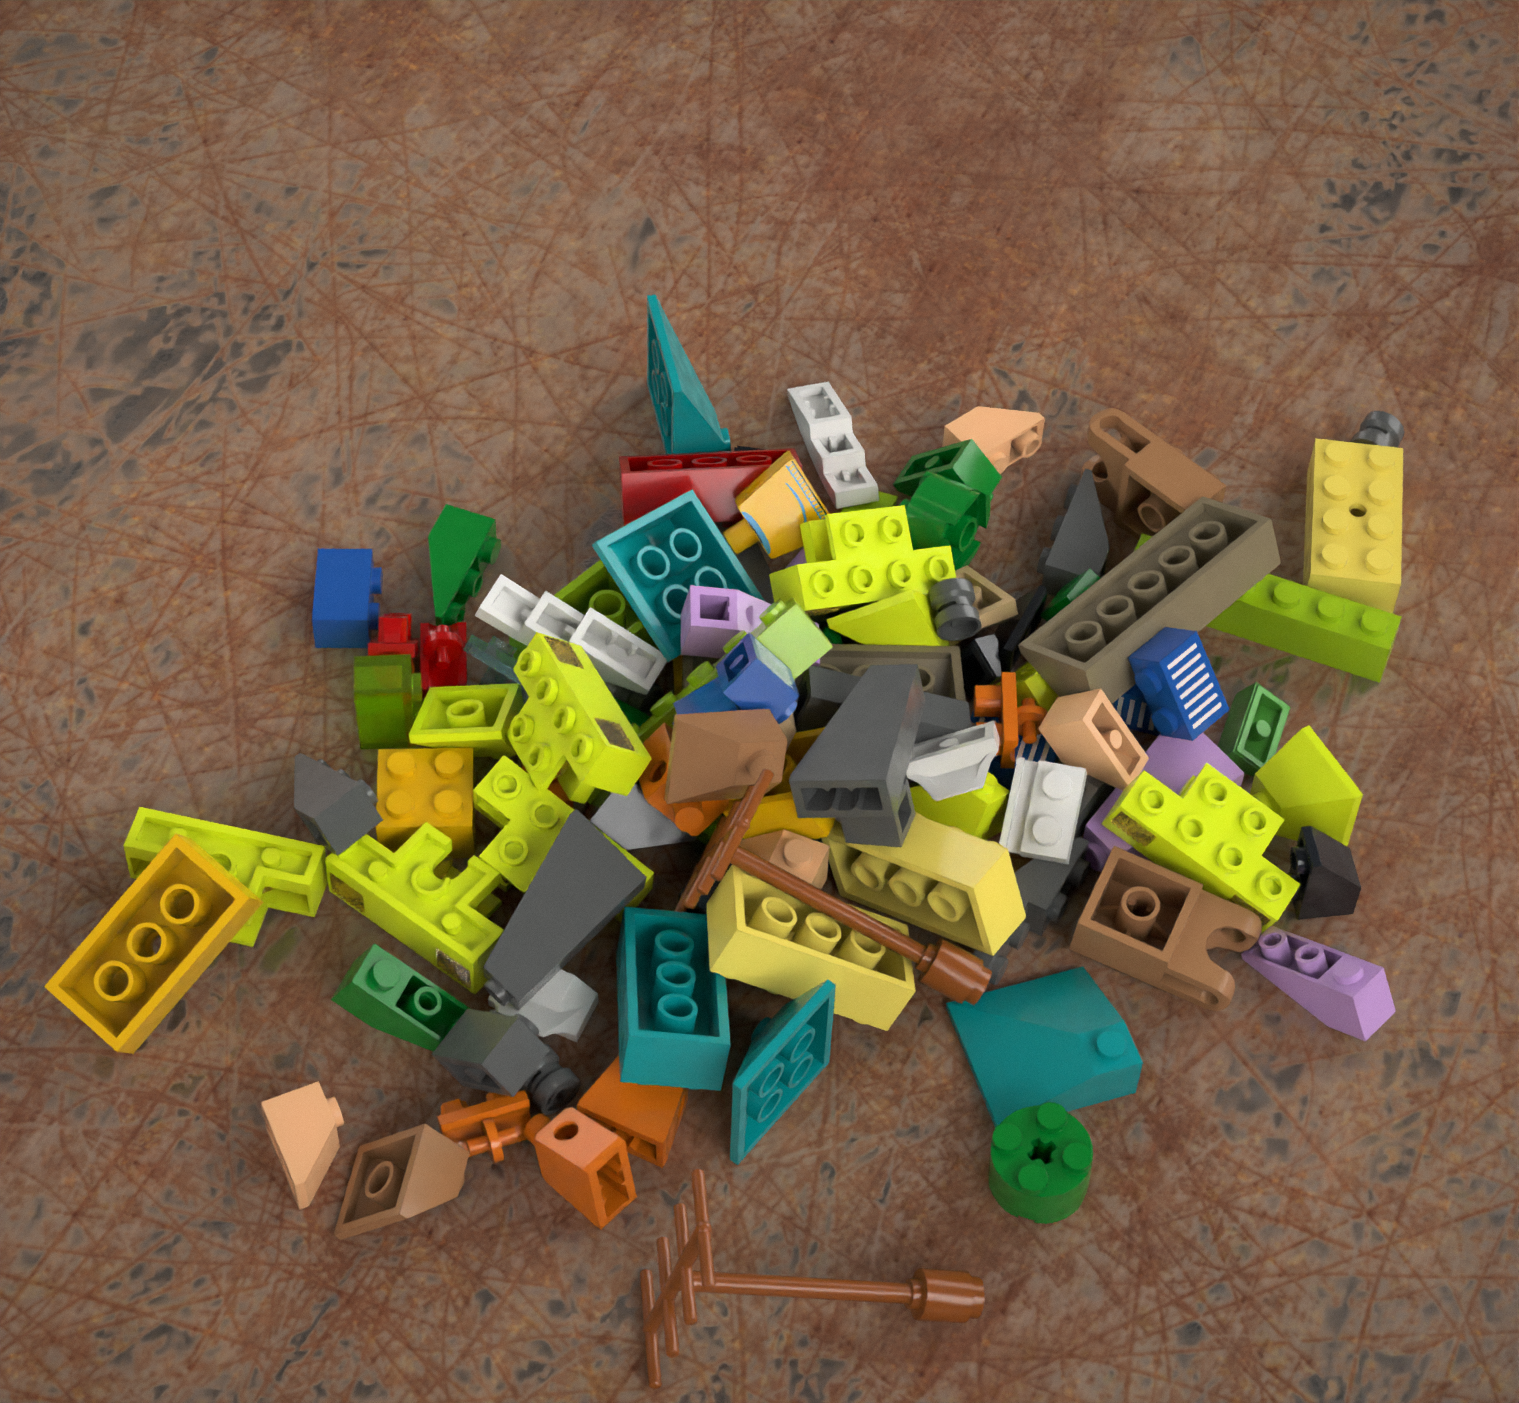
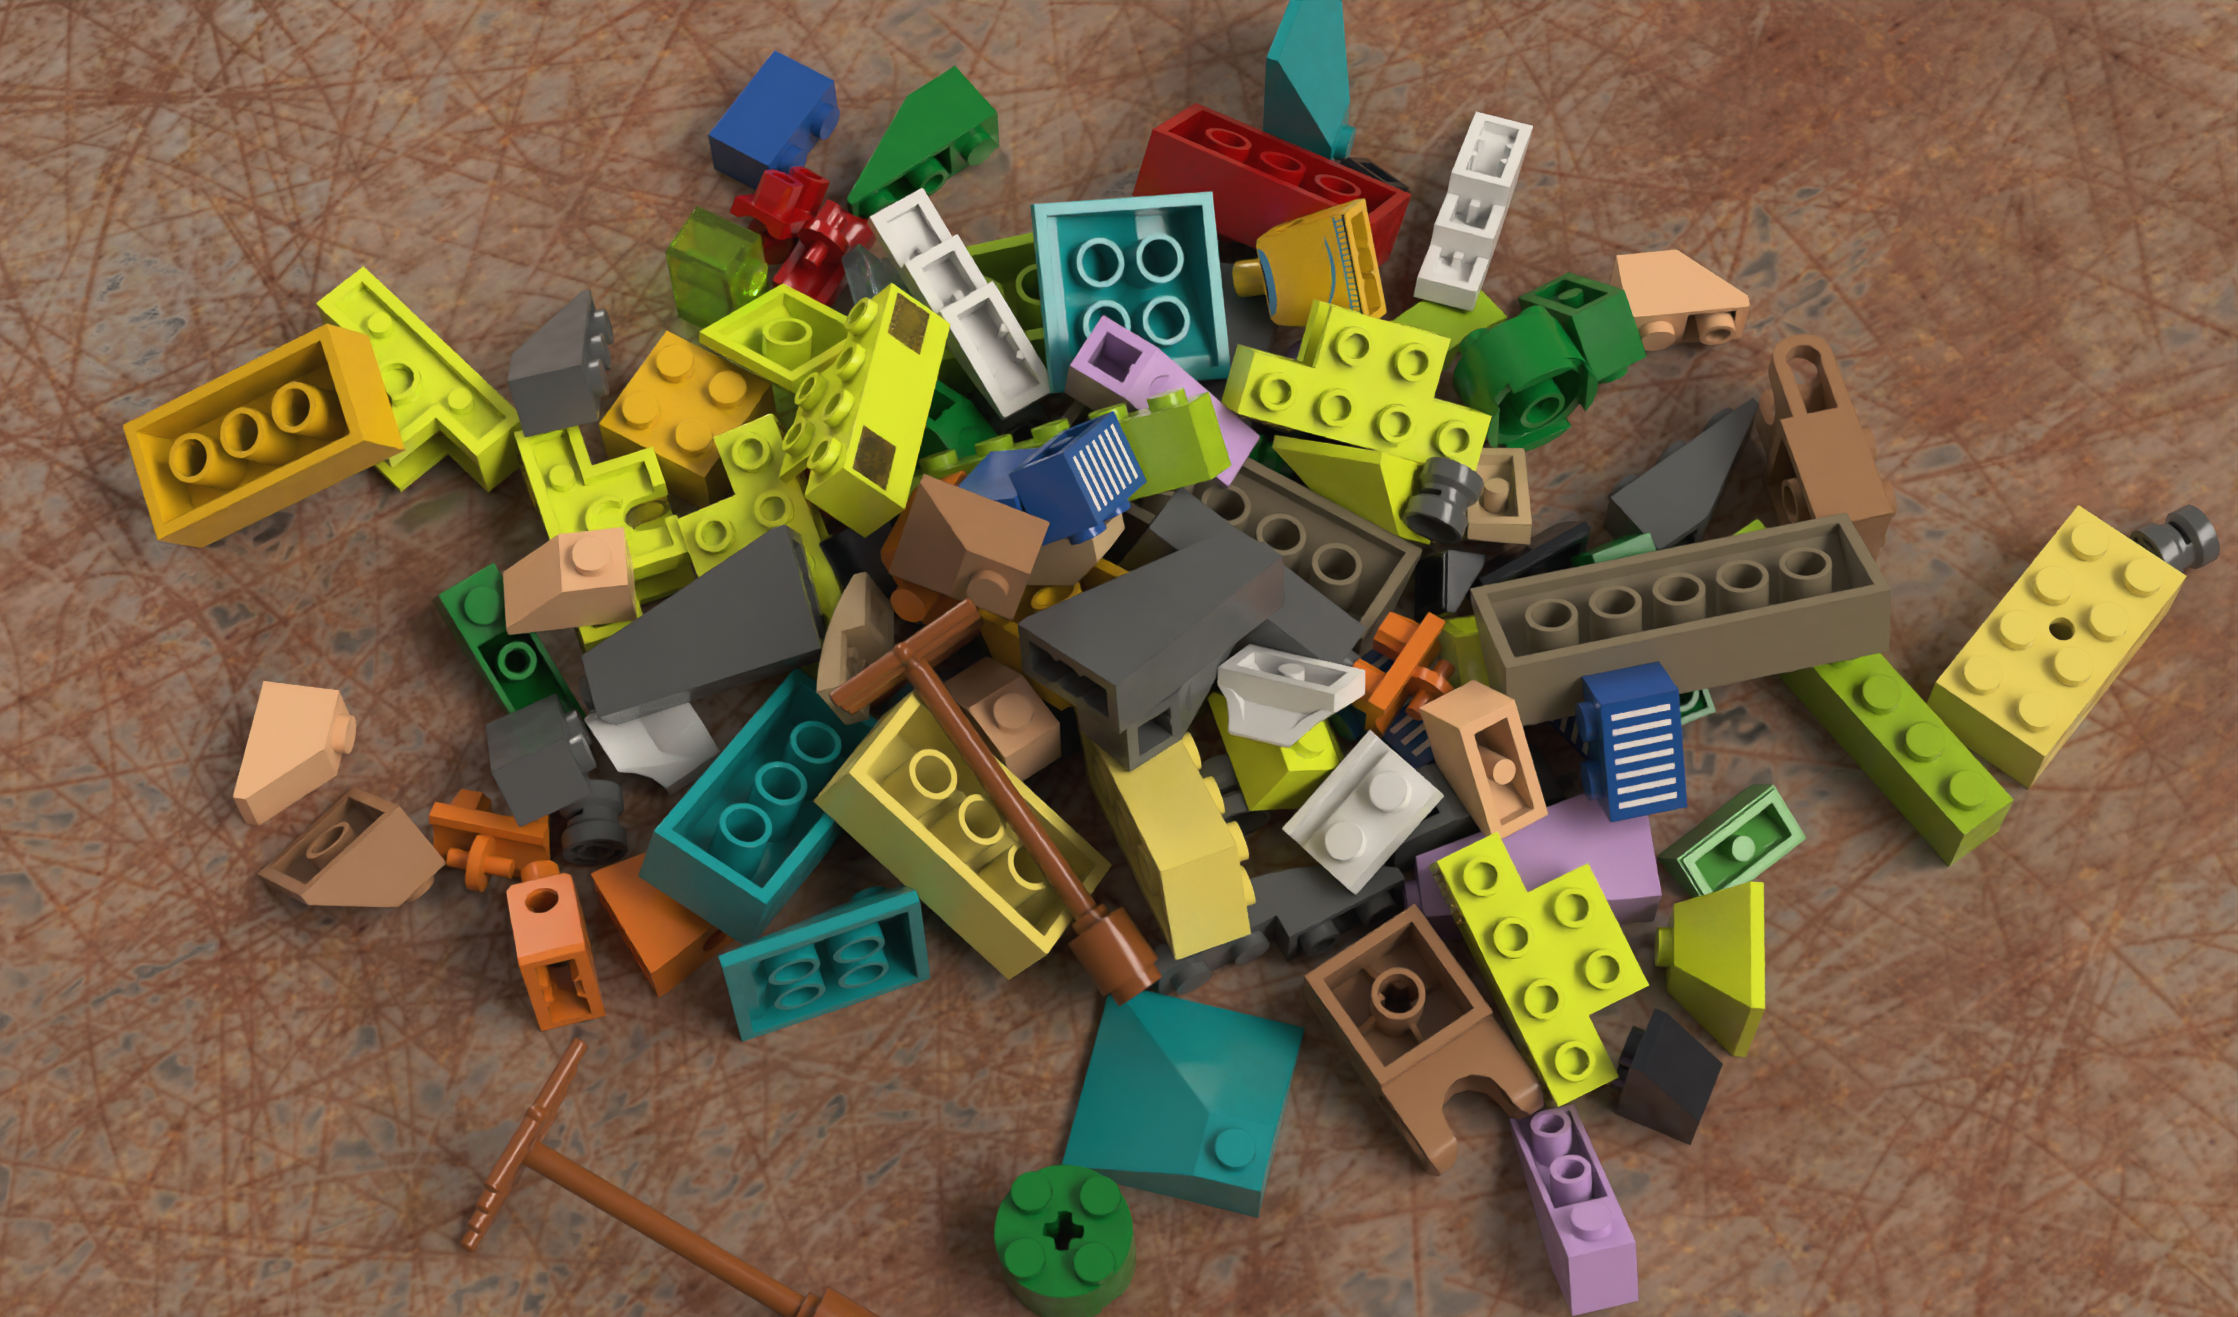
camera: 35 degrees right, 10 degrees up
(444, 925) = (571, 583): none -> light nougat slope
(660, 869) = (855, 639): none -> tan slope

